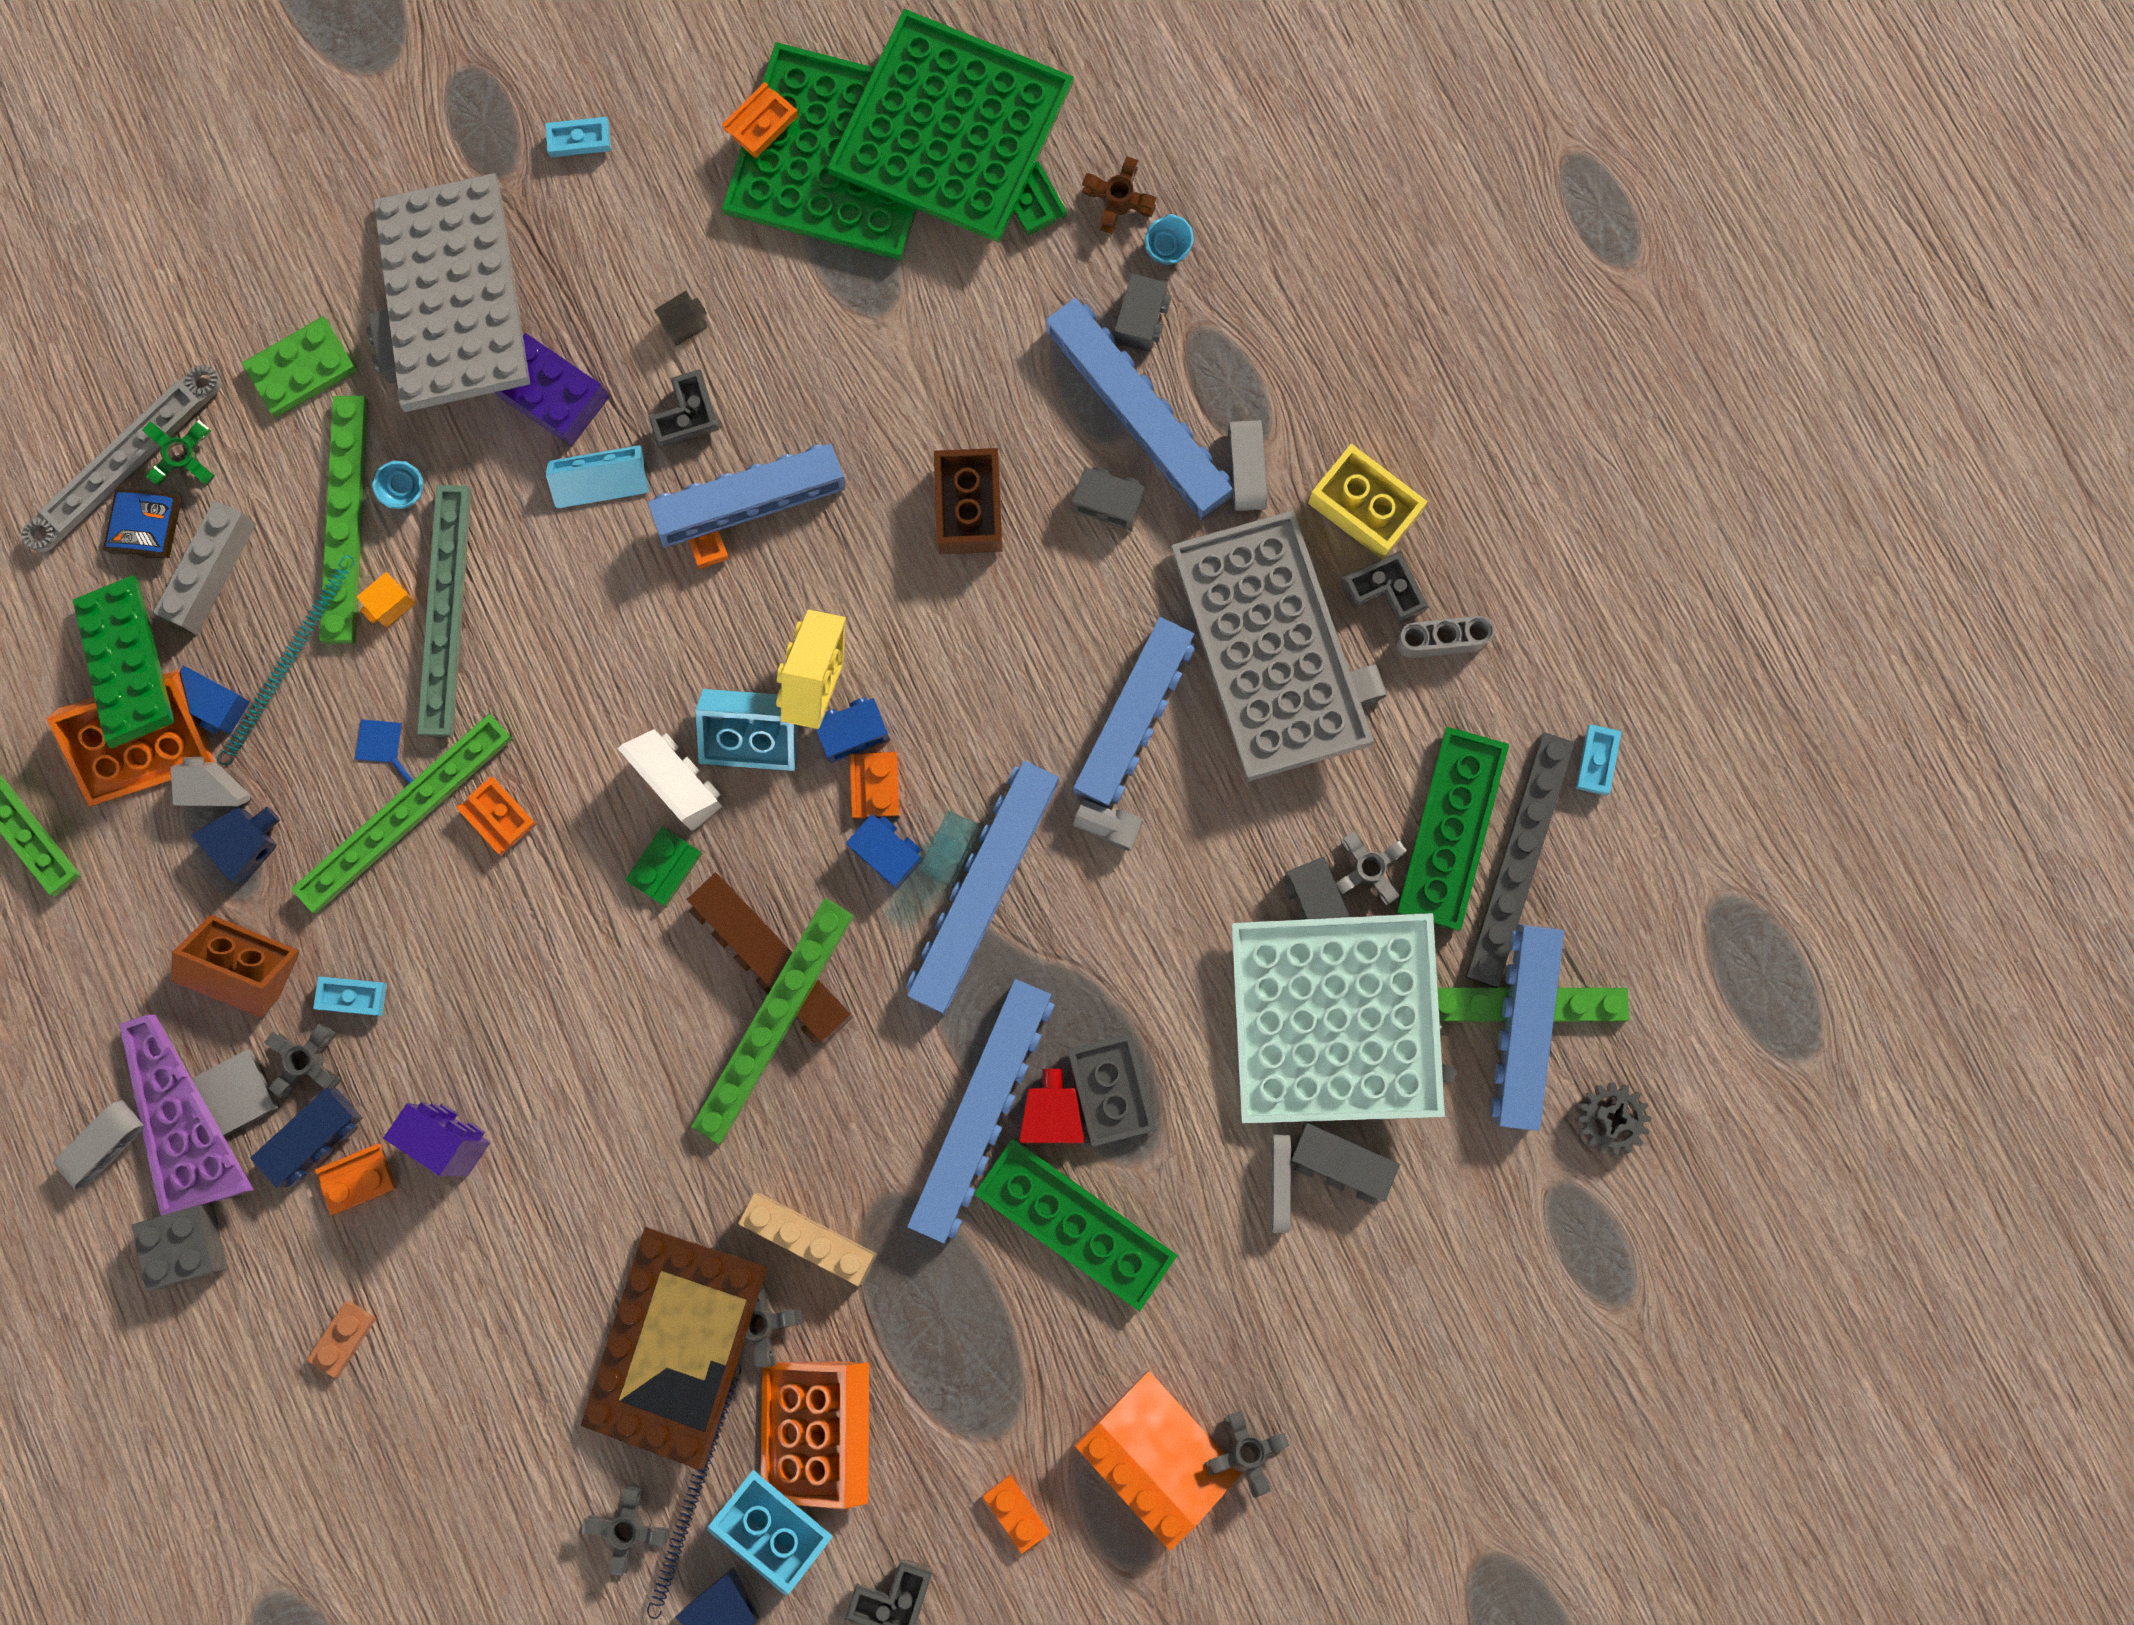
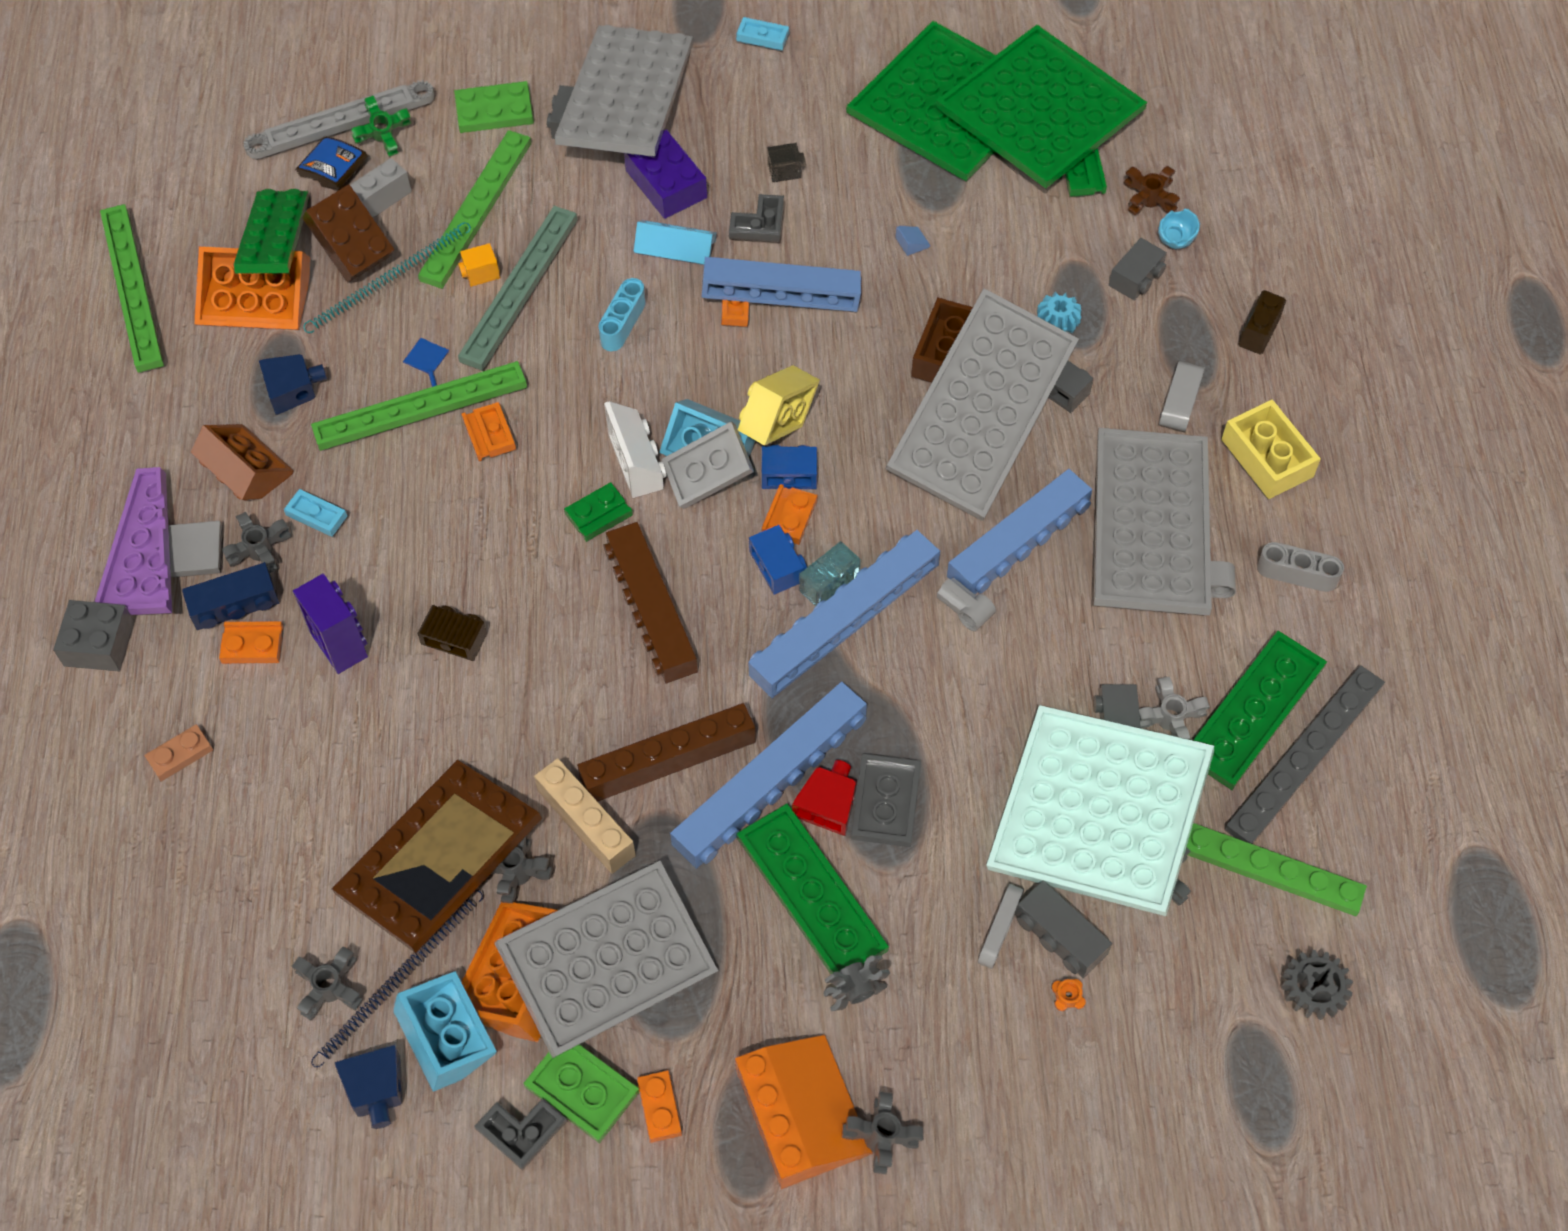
camera: 20 degrees right, 20 degrees down
(98, 1144) = (75, 542): light grey beam -> none
(205, 785) = (284, 334): light grey slope -> none
(212, 702) = (320, 286): blue slope -> none
(214, 627) = (348, 233): none -> reddish brown brick
(398, 484) = (526, 196): medium azure hair -> none
(571, 1082) = (452, 632): none -> dark brown brick
(577, 588) = (622, 314): none -> medium azure beam
(760, 120) = (900, 59): orange plate -> none
(763, 770) = (707, 465): none -> light grey plate
(773, 1021) = (631, 641): bright green plate -> none
(862, 1133) = (667, 752): none -> reddish brown brick
(869, 367) = (911, 239): none -> medium blue slope
(902, 1397) = (605, 958): none -> light grey plate
(931, 1530) = (582, 1090): none -> bright green plate
(1037, 572) = (982, 404): none -> light grey plate
(1074, 397) = (1060, 311): none -> medium azure gear
(1139, 409) = (1111, 332): medium blue brick -> none
(1162, 1313) = (856, 983): none -> dark grey pin
(1303, 333) = (1262, 322): none -> dark brown brick
(1374, 1218) = (1071, 986): none -> orange plate
(1387, 577) = (1267, 508): dark grey brick -> none
(1527, 1027) = (1266, 876): medium blue brick -> none
(1598, 760) = (1400, 702): medium azure plate -> none

